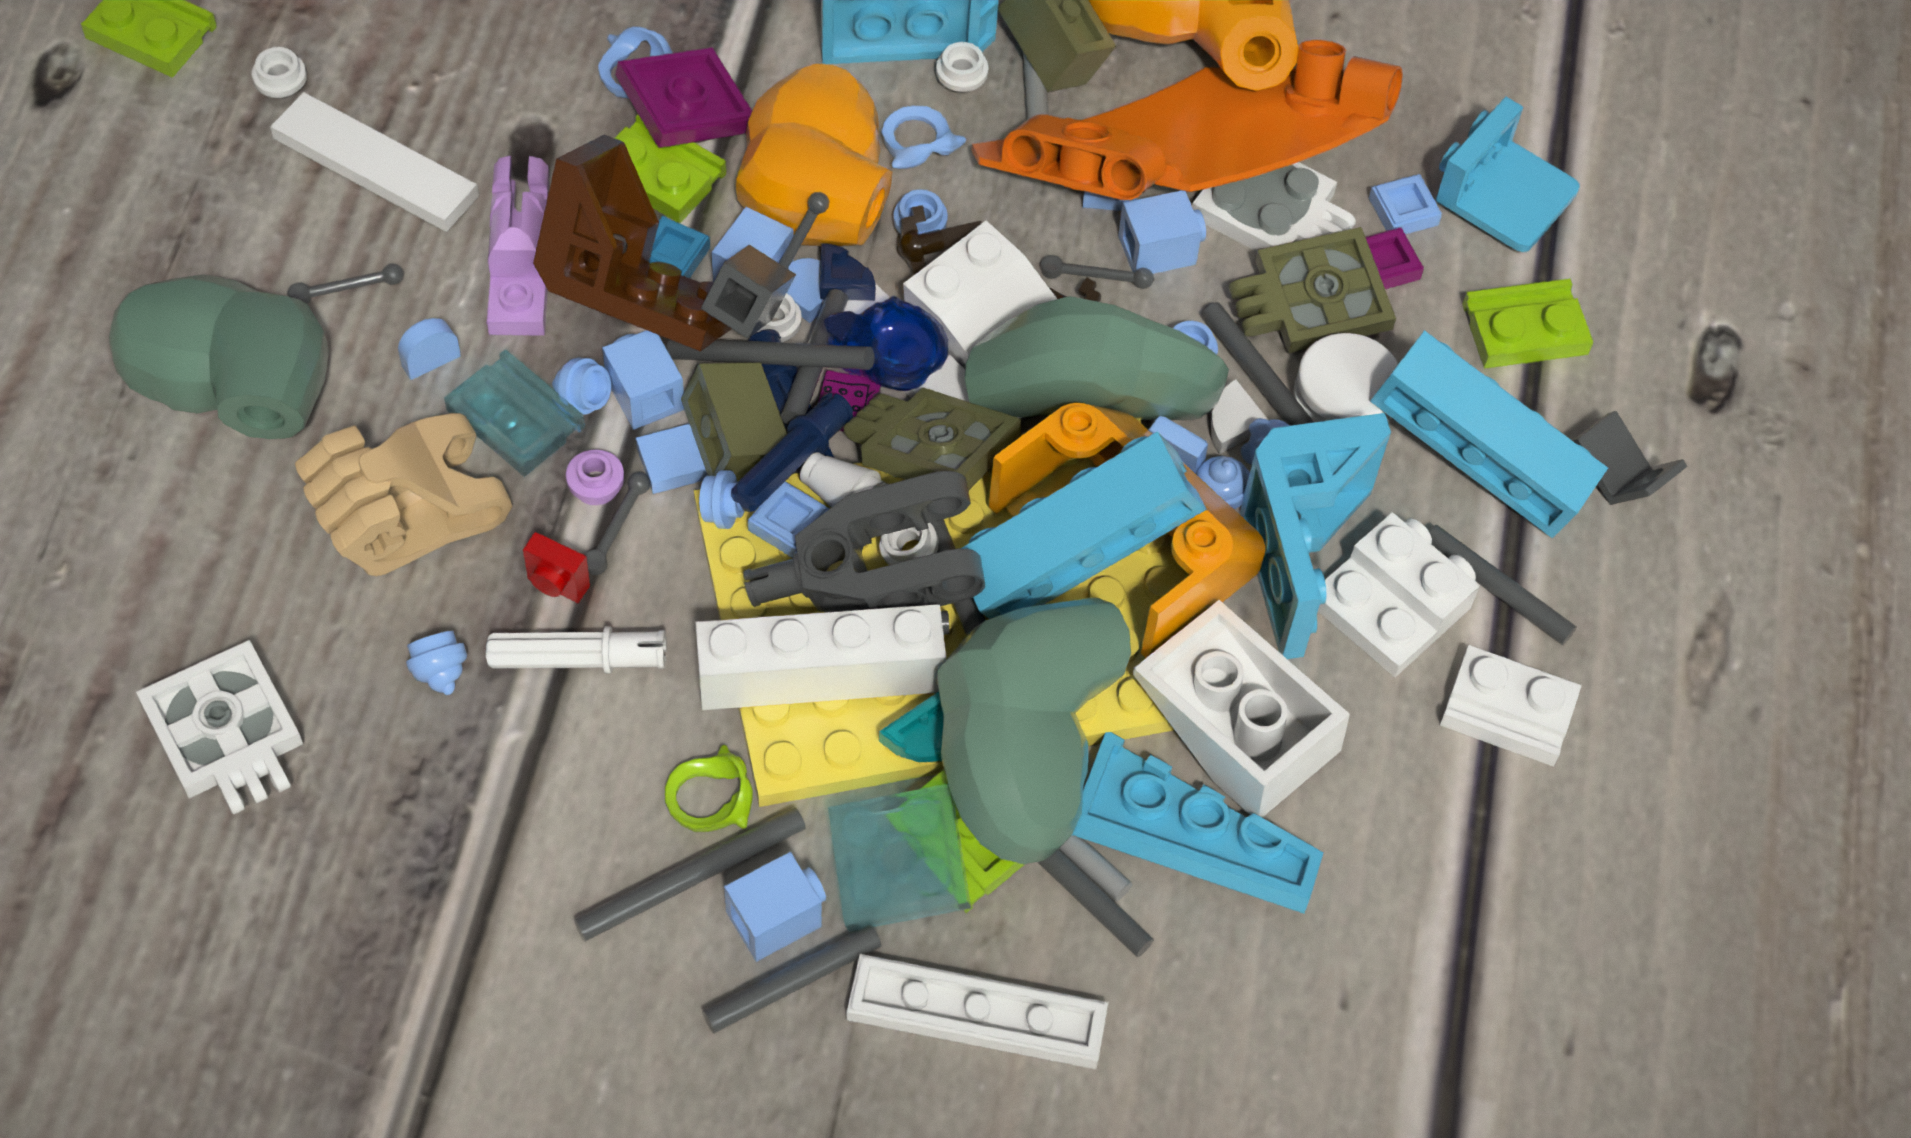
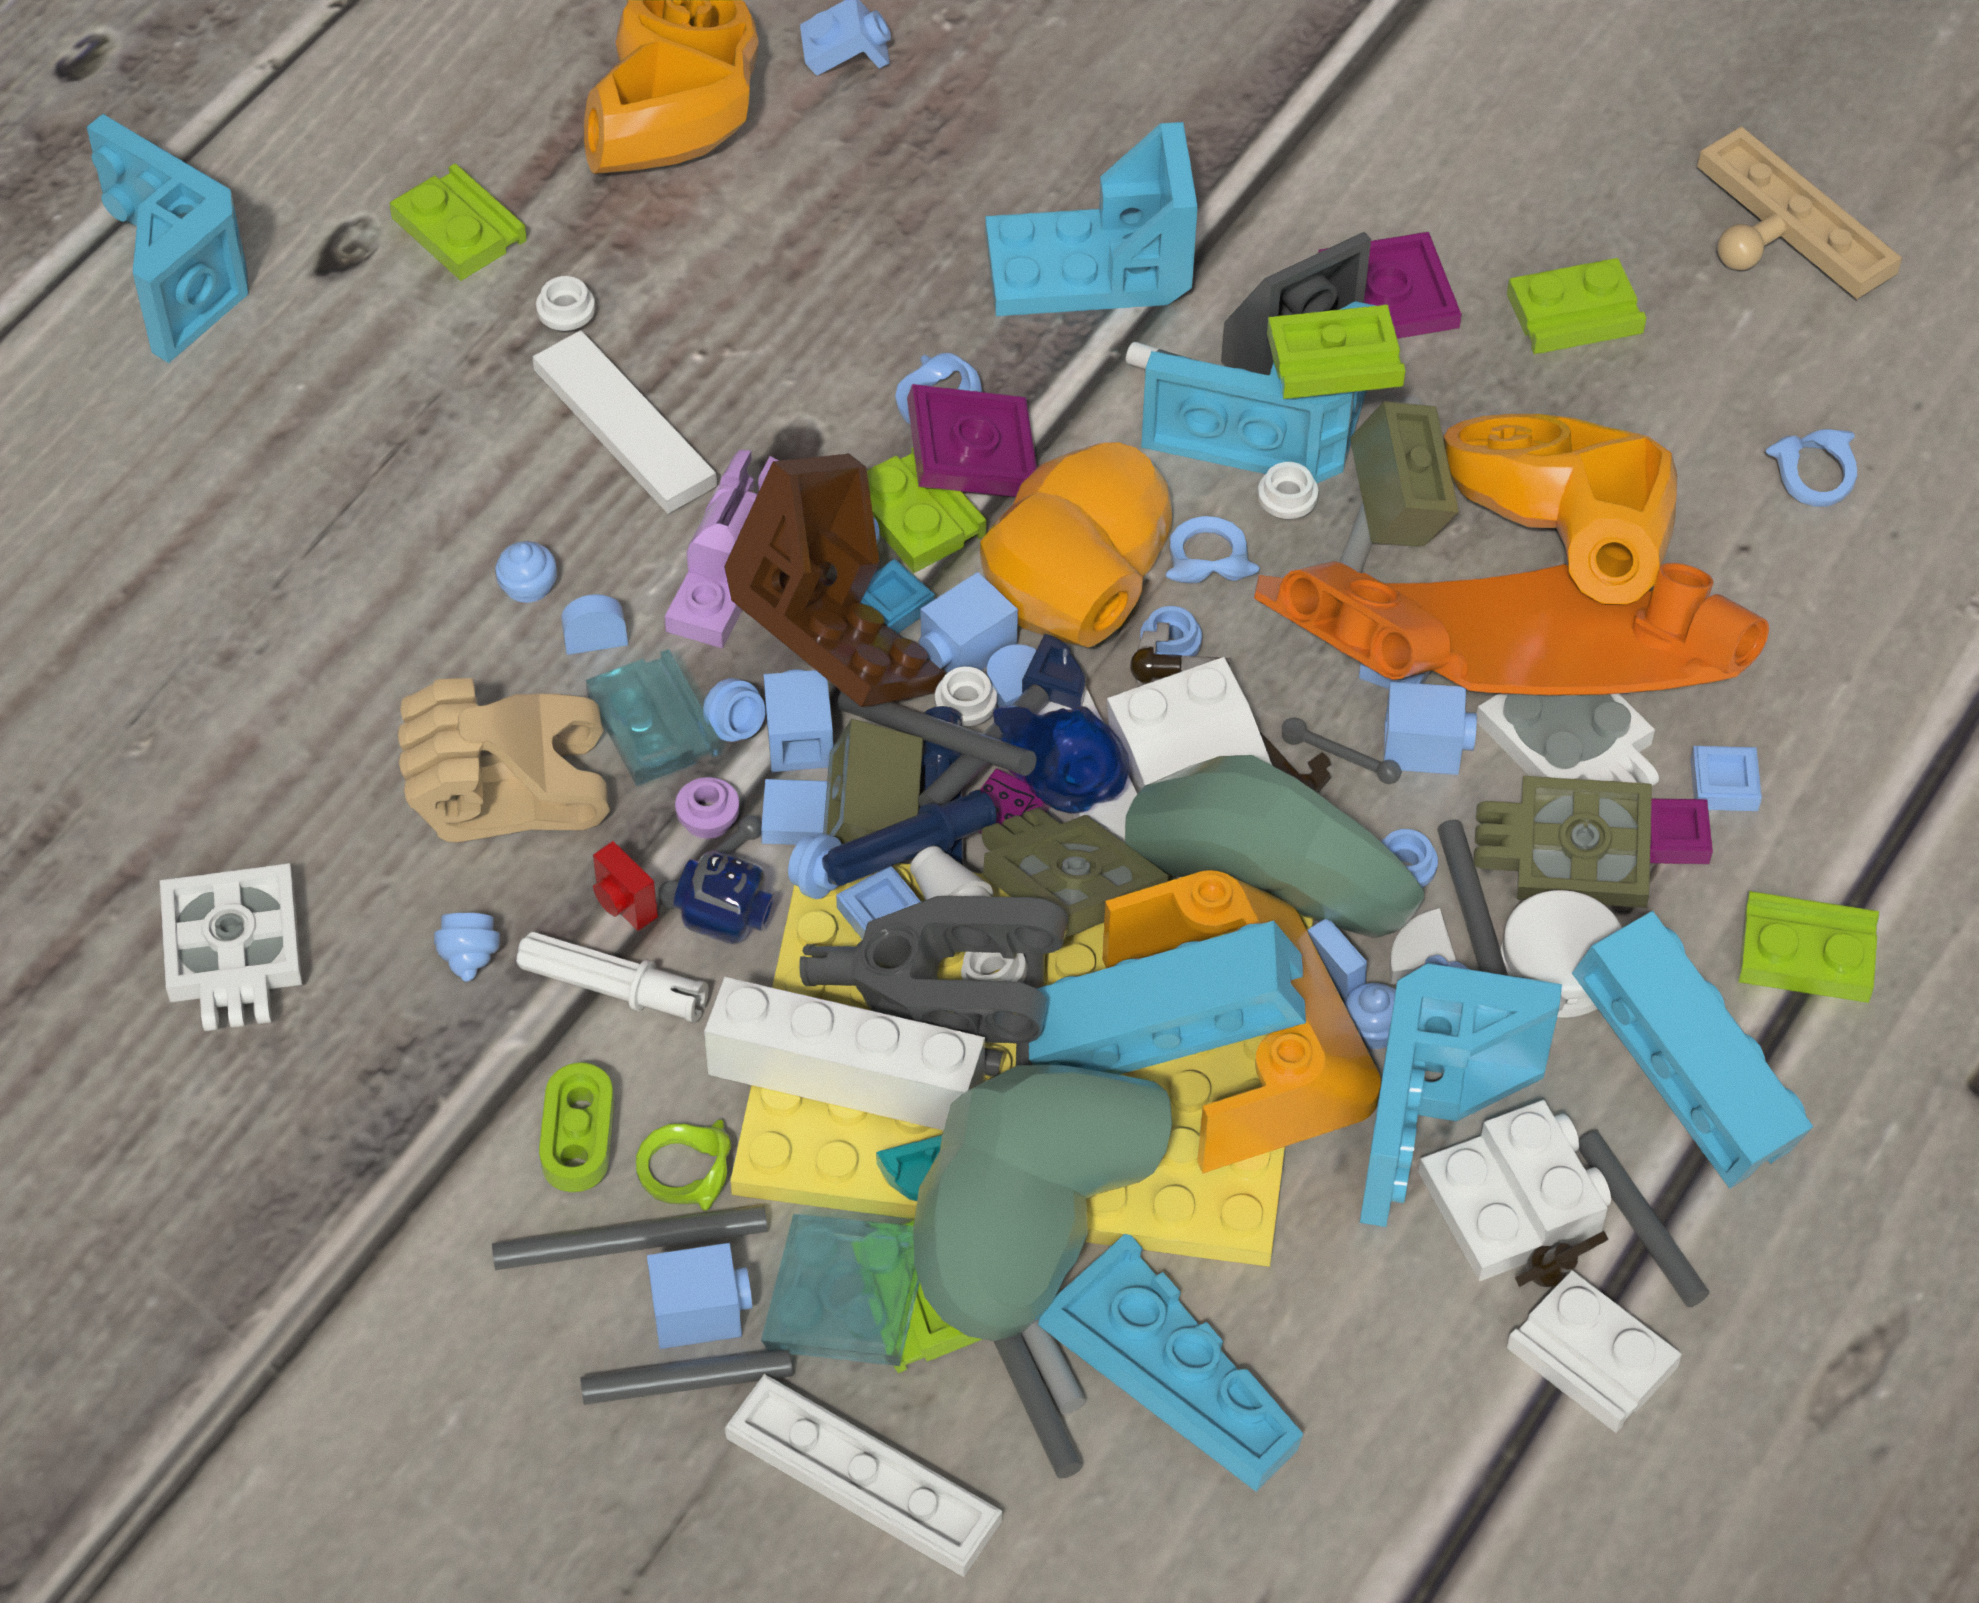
camera: 25 degrees right, 5 degrees down
(223, 349) = (386, 571): sand green piece -> none
(346, 317) = (526, 571): none -> light blue plate
(391, 274) = (494, 536): dark grey hinge -> none
(605, 796) = (576, 1132): none -> lime plate
(647, 551) = (723, 897): none -> clear blue head
(748, 291) = (934, 658): dark grey brick -> none
(818, 204) = (1042, 587): dark grey hinge -> none
(1243, 709) = (1278, 1255): white slope -> none
(1447, 647) = (1549, 1265): none -> dark brown piece
(1502, 183) = (1847, 781): medium azure bracket -> none
(1628, 470) = (1842, 1124): dark grey bracket -> none

